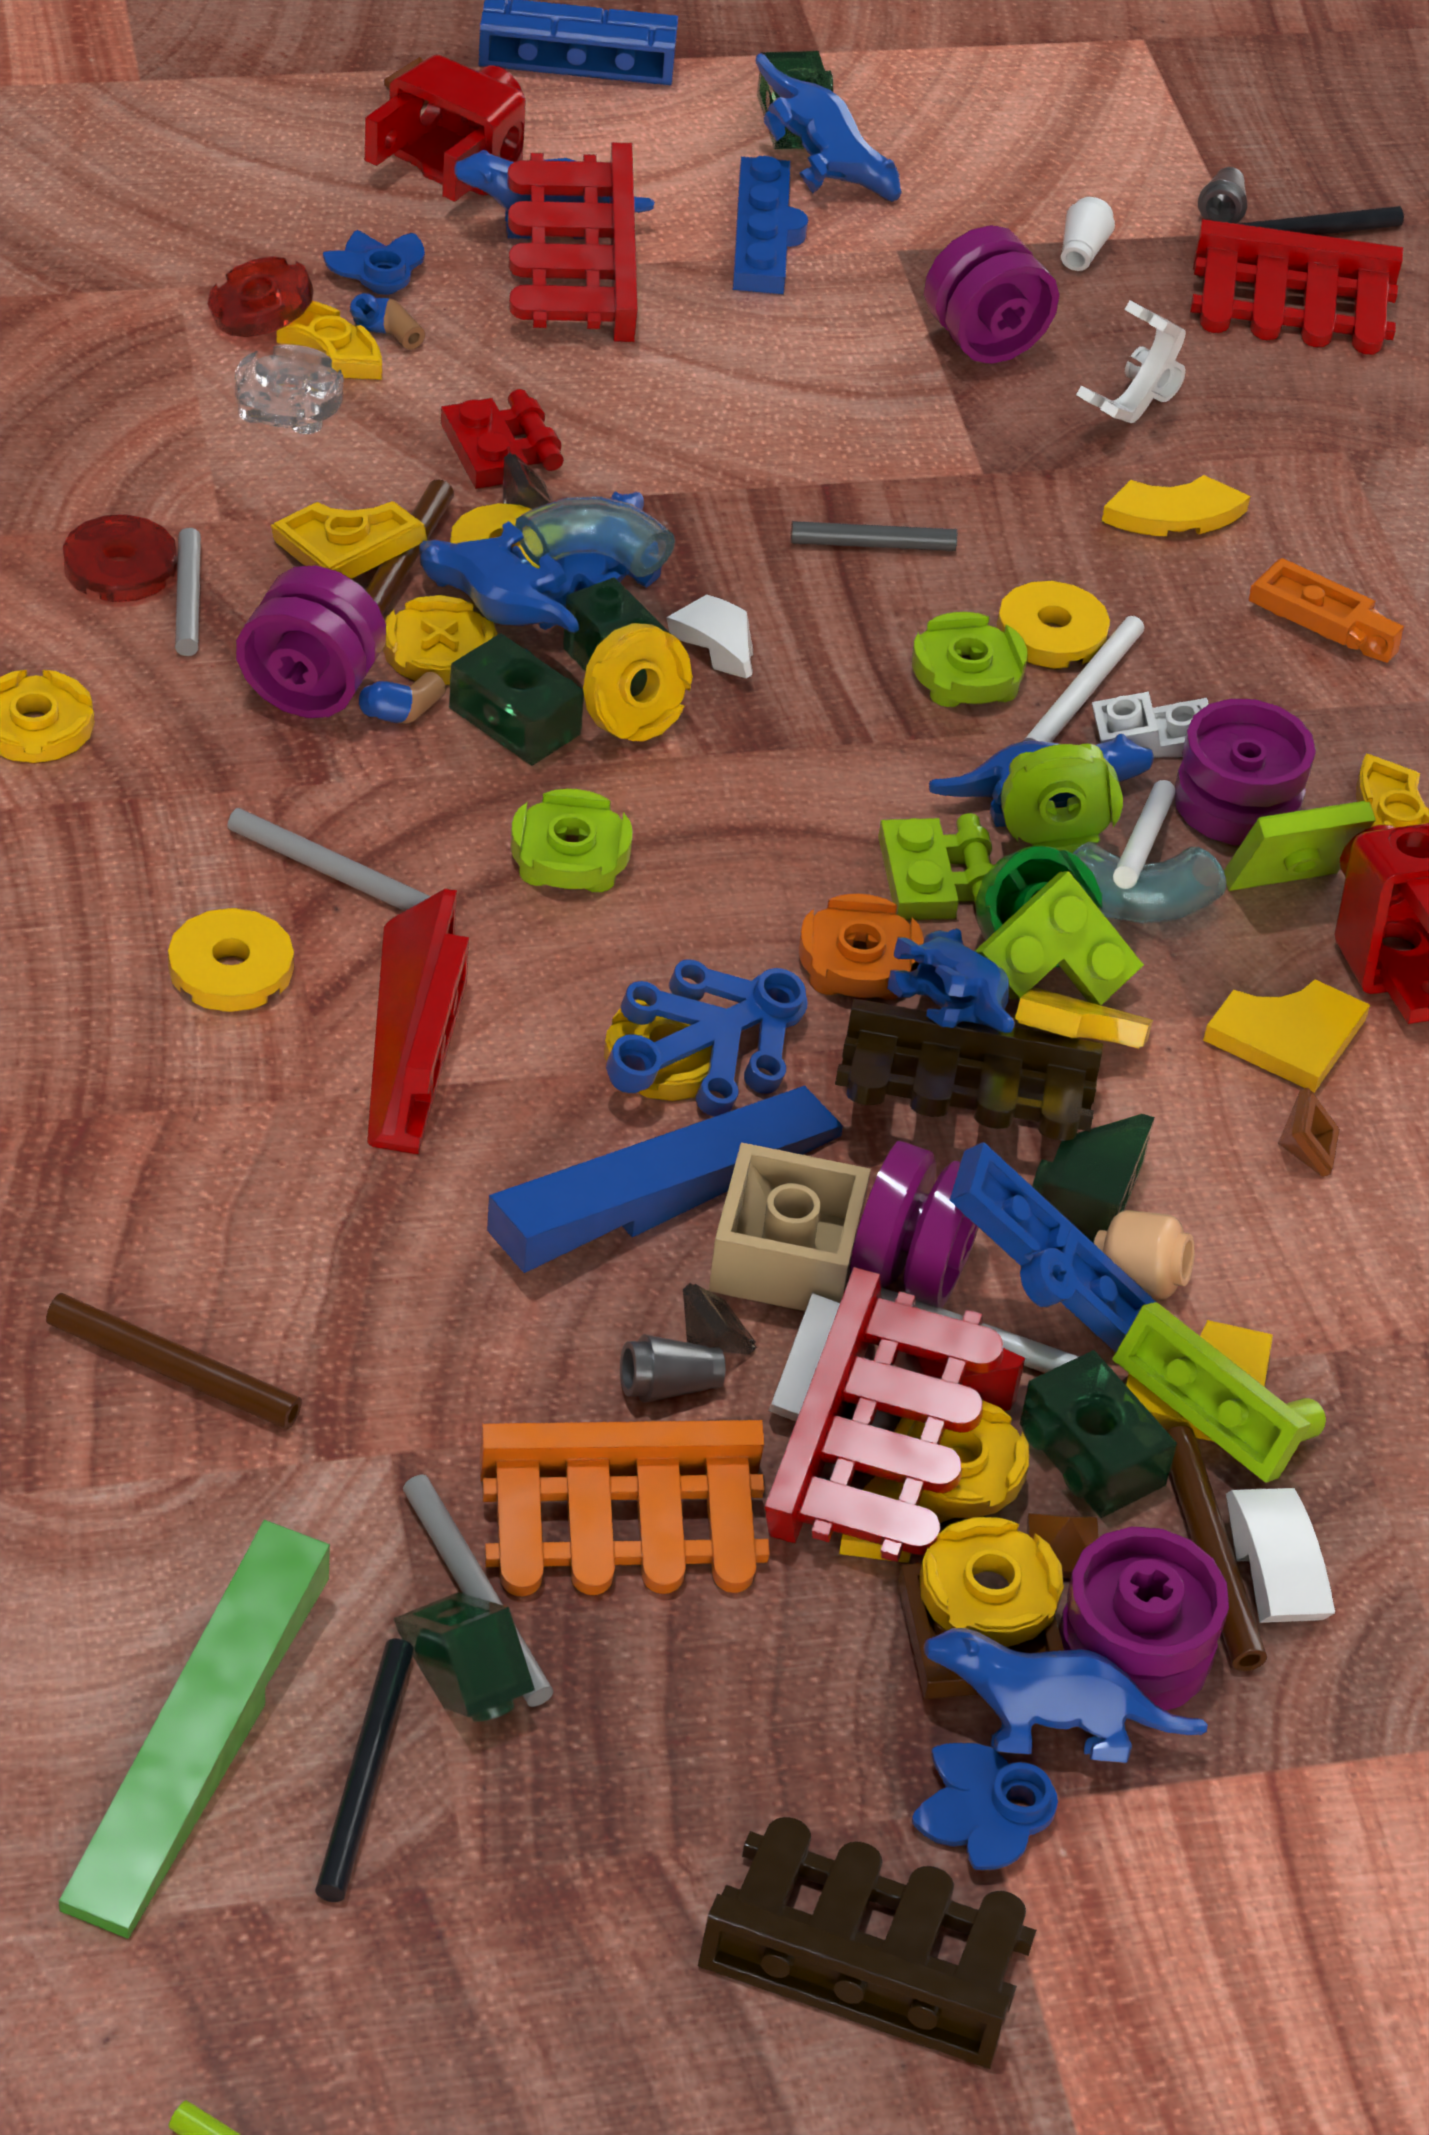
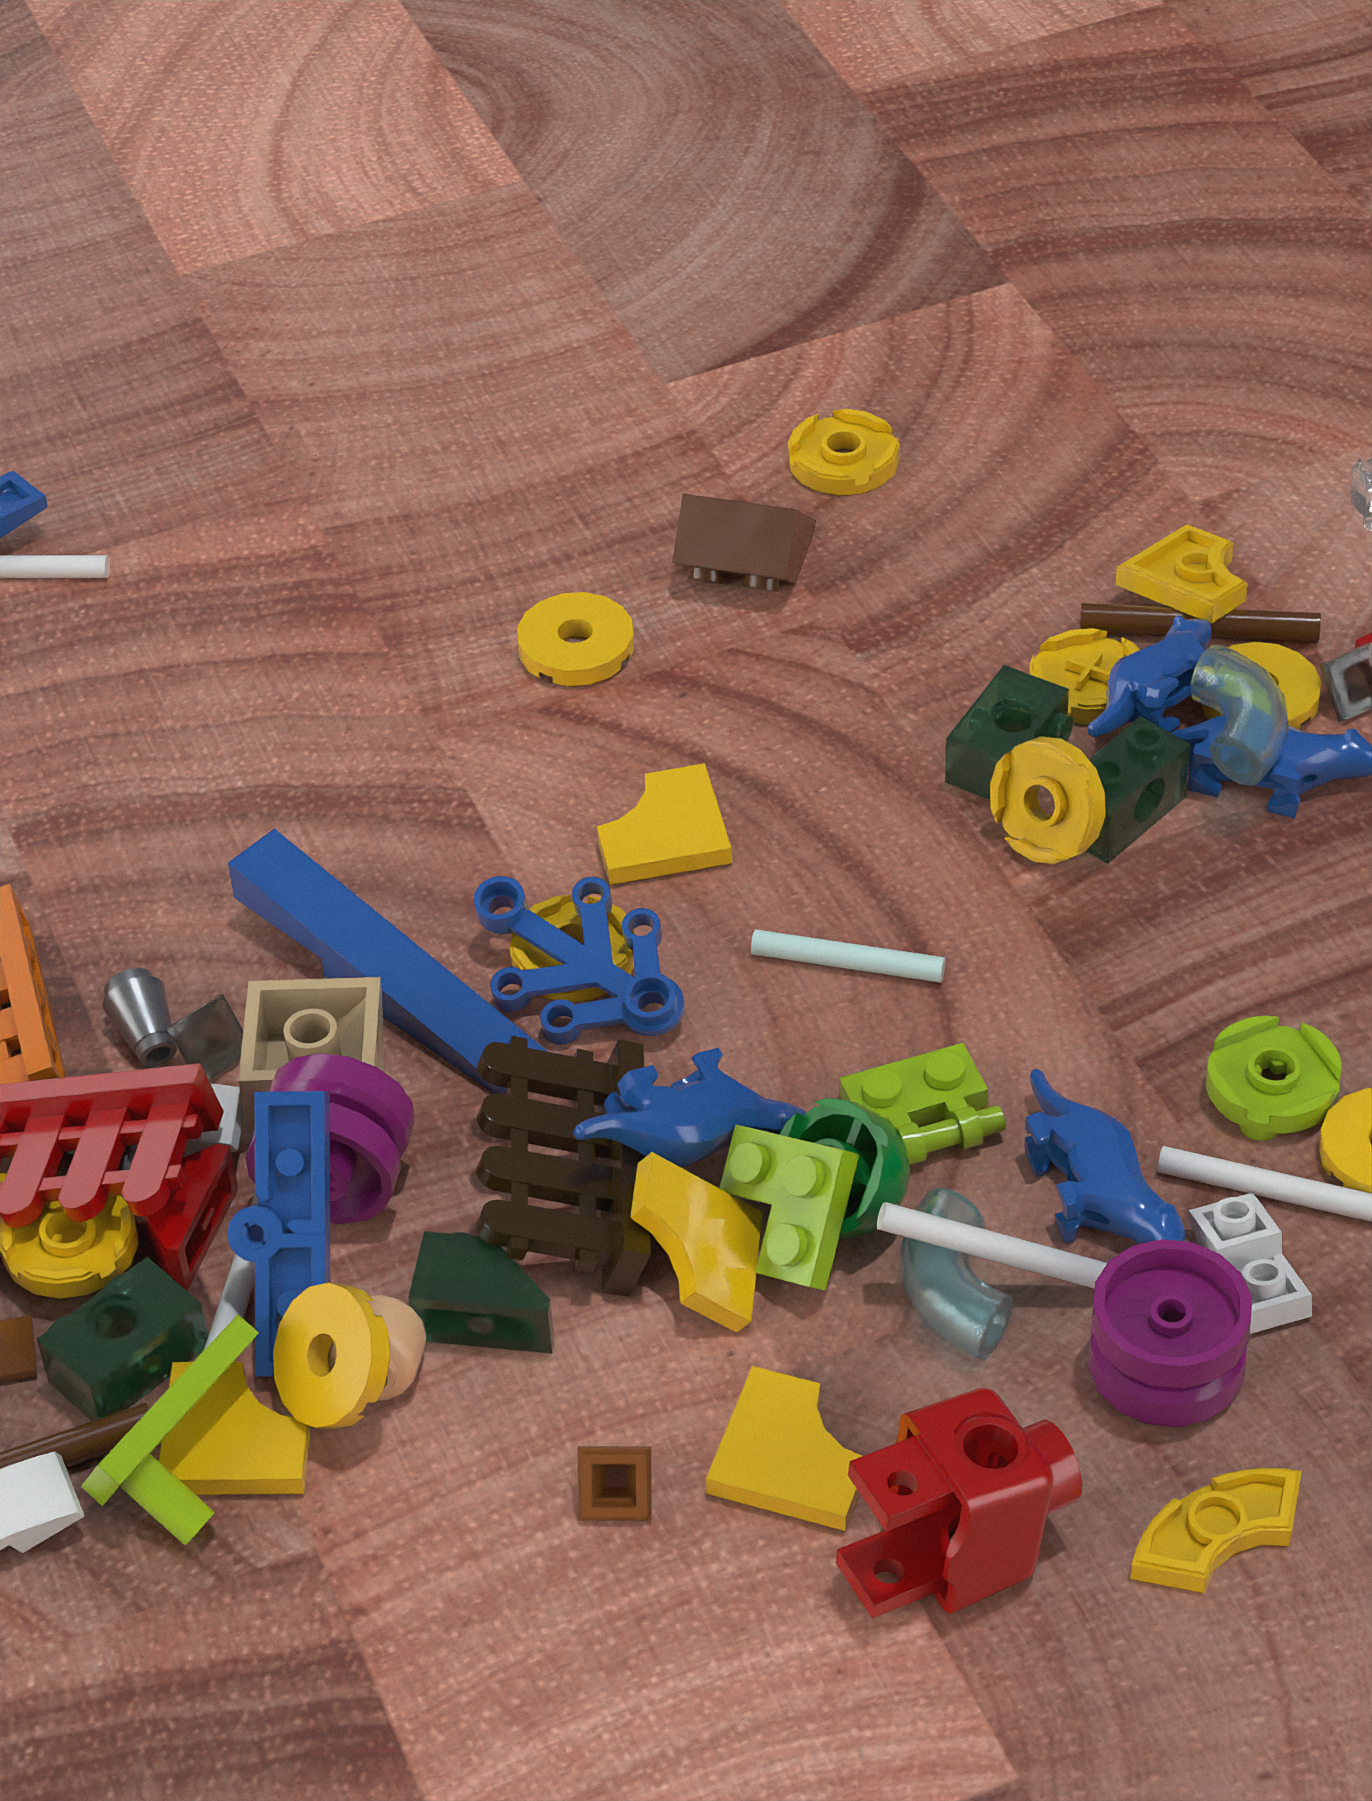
camera: 85 degrees right, 0 degrees up
(97, 541) = (1064, 431): clear red tile -> none
(159, 801) = (741, 540): none -> reddish brown slope
(174, 1360) = (86, 714): reddish brown piece -> none
(188, 592) = (1066, 500): light grey bar -> none
(311, 641) = (976, 565): magenta wheel -> none
(324, 860) = (727, 678): light grey bar -> none
(401, 702) = (970, 661): blue arm -> none
(416, 1015) = (530, 773): red wedge -> none
(535, 948) = (668, 831): none -> yellow tile
(549, 860) = (809, 844): lime plate -> none
(720, 628) = (1202, 866): white slope -> none
(740, 872) = (848, 955): none -> light aqua bar
(829, 940) = (767, 1027): orange plate -> none
(1057, 770) = (1030, 1164): lime plate -> none
(1218, 1252) = (301, 1351): none -> yellow tile
(1296, 845) = (1041, 1390): lime plate -> none

